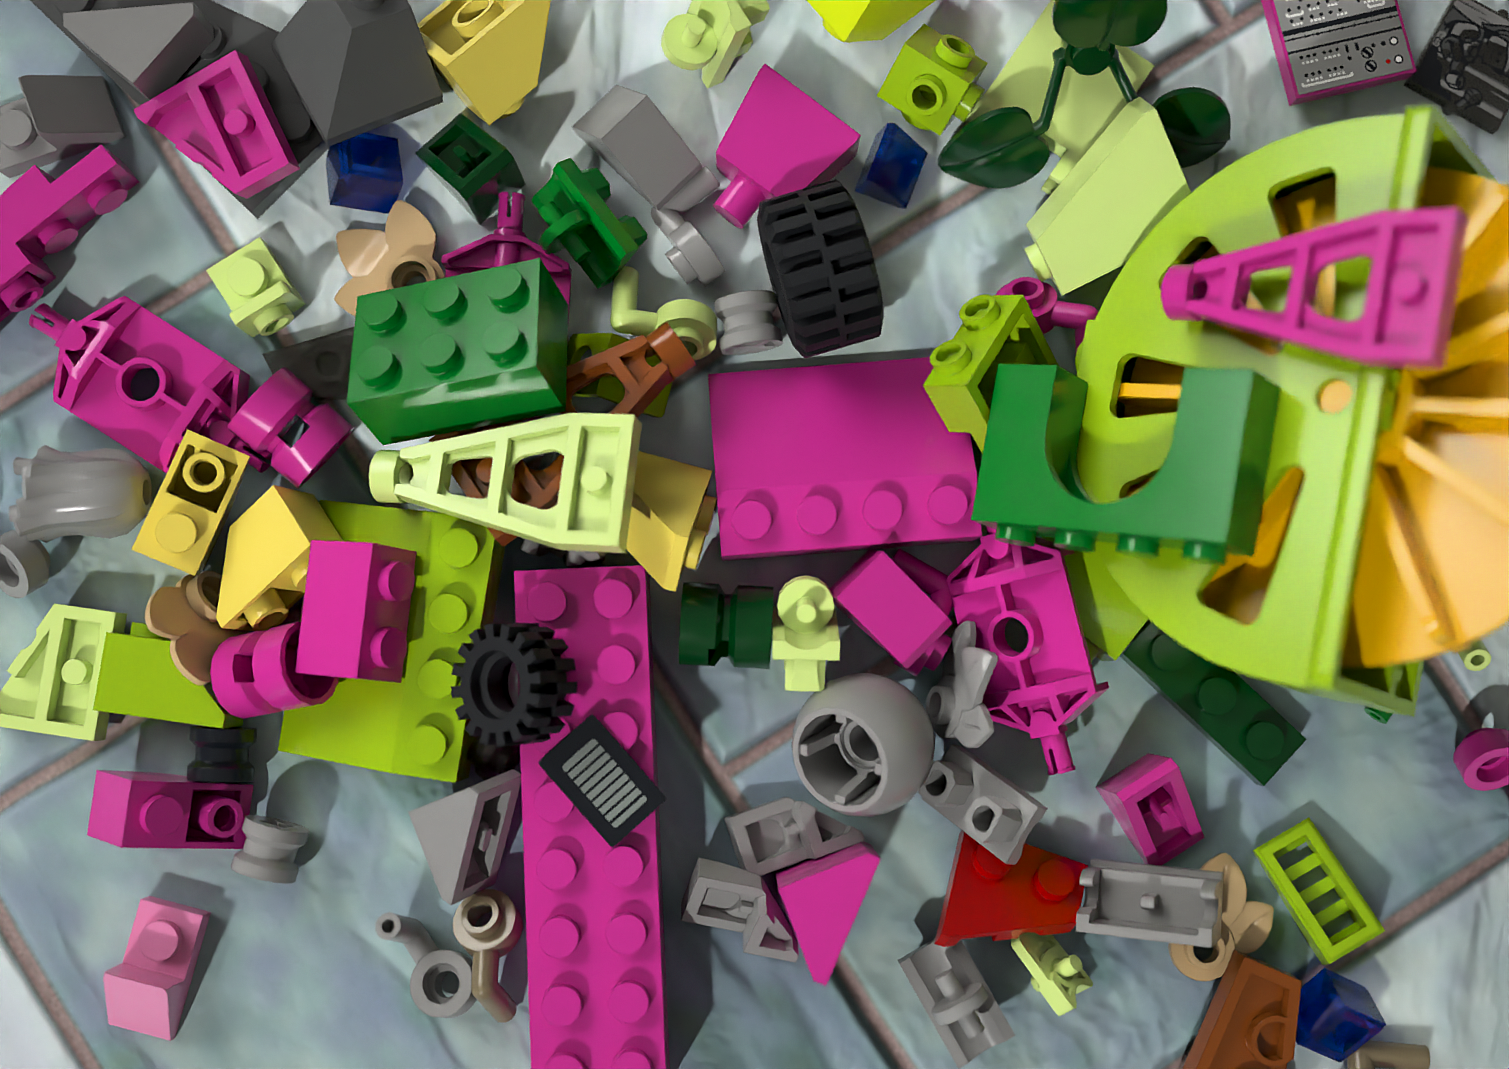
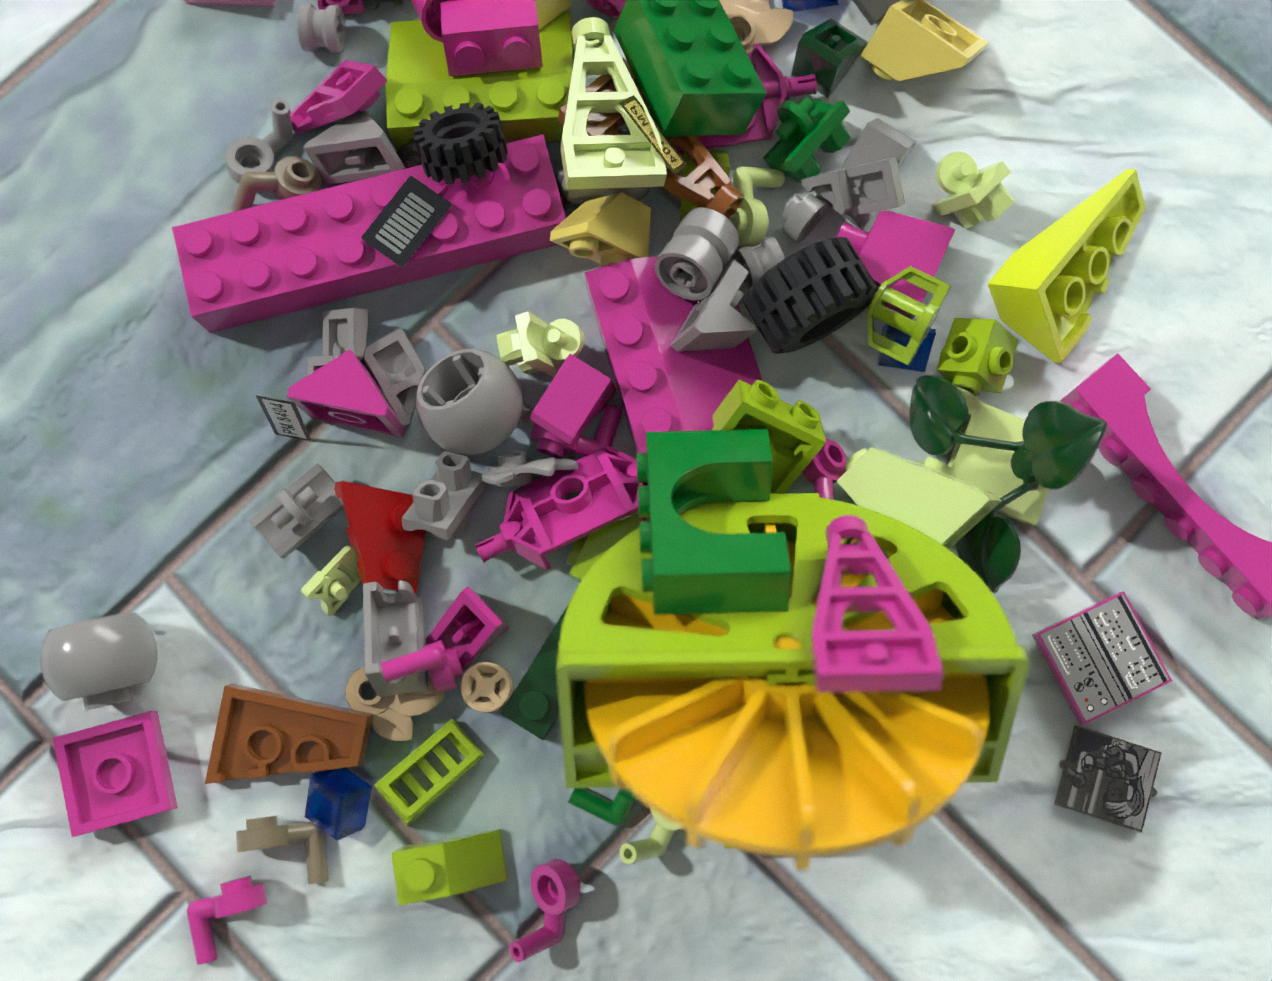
camera: 85 degrees right, 5 degrees down
(382, 842) = (342, 93): none -> dark pink wing
(537, 436) = (639, 117): none -> clear yellow sticker
(676, 171) = (860, 187): none -> light grey slope
(725, 395) = (697, 254): none -> light grey wheel
(726, 625) = (536, 286): dark green wheel -> none
(813, 404) = (714, 320): none -> light grey slope
(830, 997) = (284, 418): none -> sticker
(870, 152) = (917, 329): none -> lime piece
(1206, 851) = (441, 662): none -> dark pink plate
(1240, 801) = (480, 684): none -> tan wheel
(1442, 890) = (448, 866): none -> lime slope

